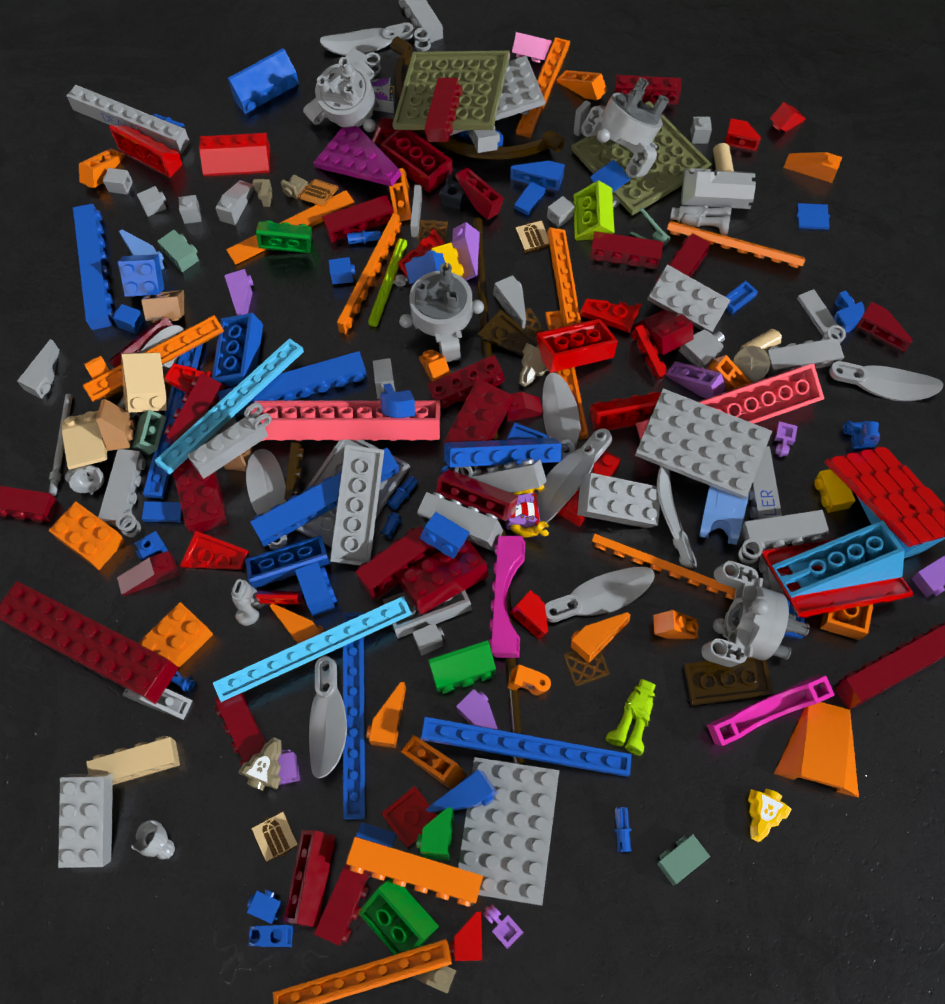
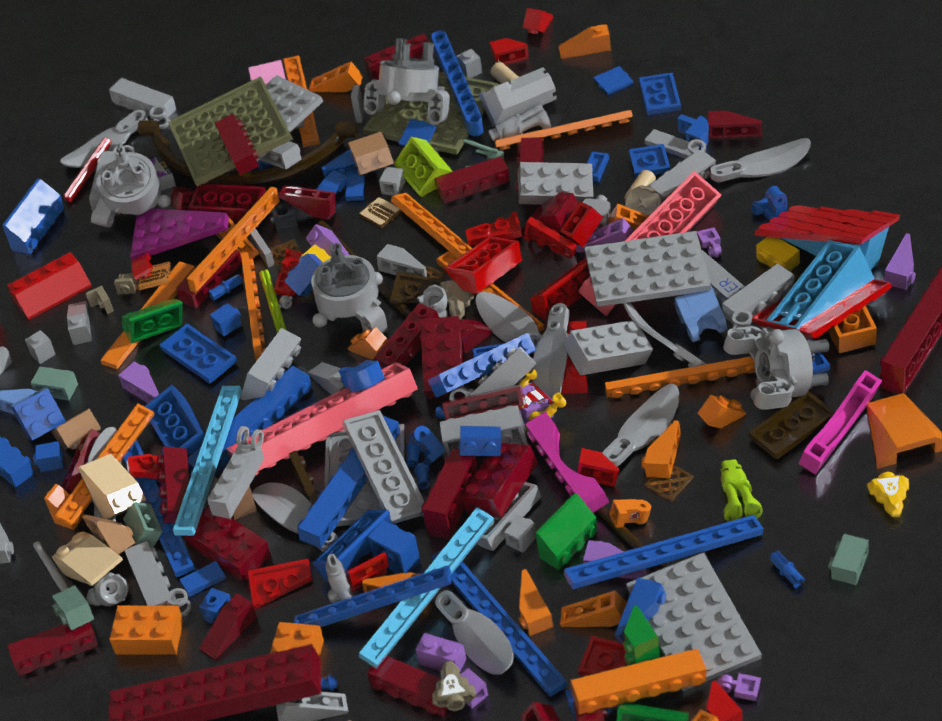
camera: 25 degrees left, 20 degrees down
(40, 482) = (72, 608): none -> sand green brick
(263, 633) = (376, 598): none -> blue tile
(285, 718) = (434, 651): none -> medium lavender brick
(301, 289) = (198, 353): none -> blue plate
(312, 178) = (141, 266): none -> red slope
(334, 59) = (86, 170): none -> axle
(340, 341) = (271, 365): none -> light grey slope
(392, 197) = (233, 240): none -> orange tile
(412, 495) = (428, 443): none -> blue leg
(505, 358) = (435, 298): none -> light grey piece
(510, 186) = (333, 182): none -> blue slope
(556, 176) = (370, 153): none -> medium nougat slope
(675, 145) = (457, 83): none -> blue beam
(682, 356) = (581, 224): none -> red brick
(788, 320) = (649, 158): none -> blue plate
(843, 254) = (659, 94): none -> blue tile

